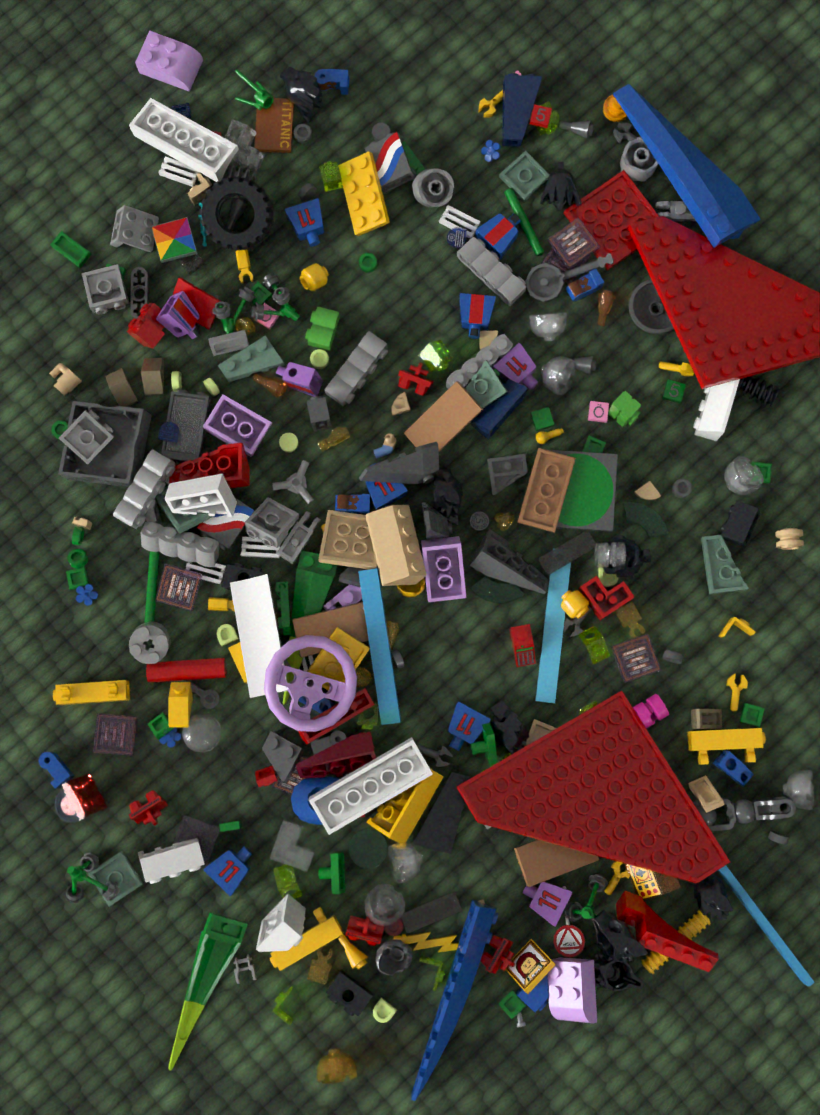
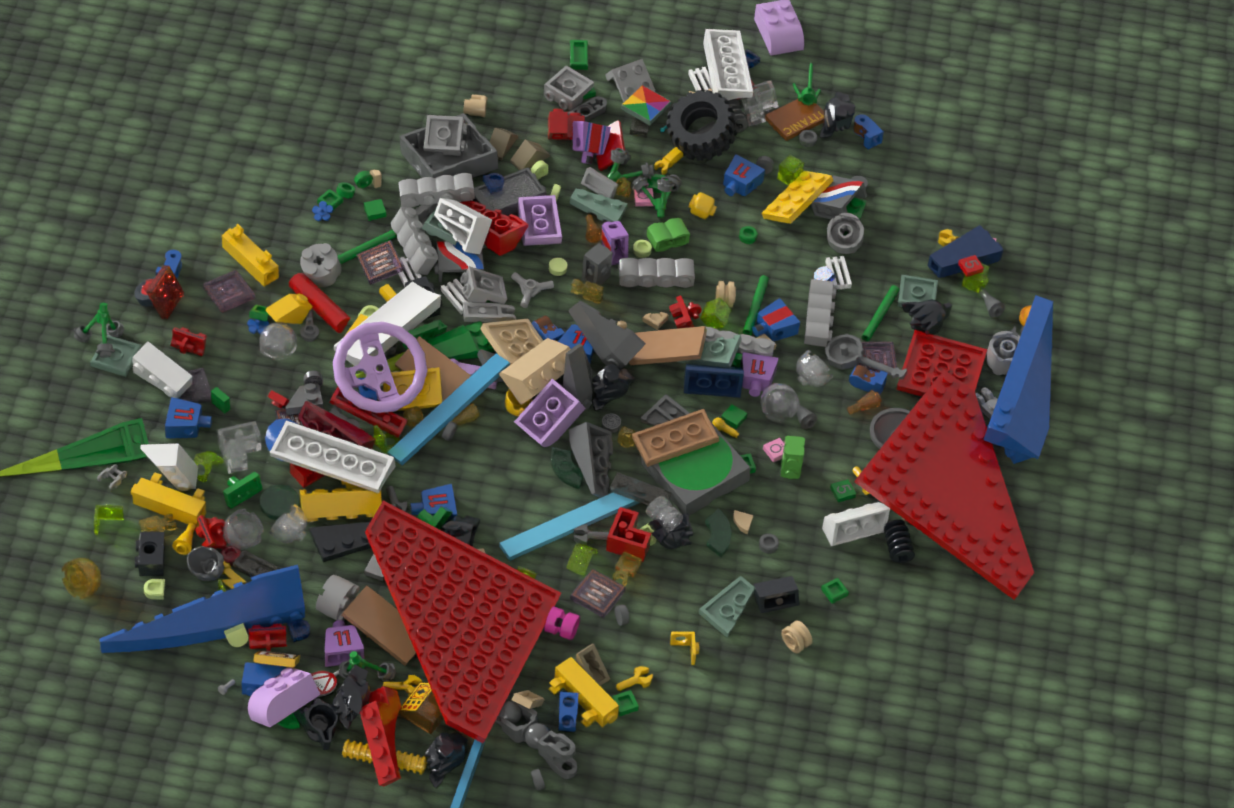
camera: 45 degrees right, 30 degrees down
(116, 548) = (374, 209): none -> green tile
(263, 733) = (313, 377): none -> dark grey tile
(421, 331) = (726, 292): none -> tan wheel
(445, 314) = (755, 306): none -> green piece
(480, 980) = (237, 635): none -> yellowish green tile
(490, 151) = (914, 259): blue plant -> none
(499, 233) = (853, 300): torso -> none
(505, 875) = (337, 597): none -> light grey brick
(505, 921) = (298, 629): none -> clear blue tile
(512, 1004) = (233, 672): green tile -> none
(523, 645) = (538, 505): red slope -> none
(573, 243) = (894, 349): tile -> none
(575, 604) = (602, 517): yellow head -> none
(742, 476) = (816, 570): clear cylinder -> none
(800, 789) = (594, 769): clear cylinder -> none

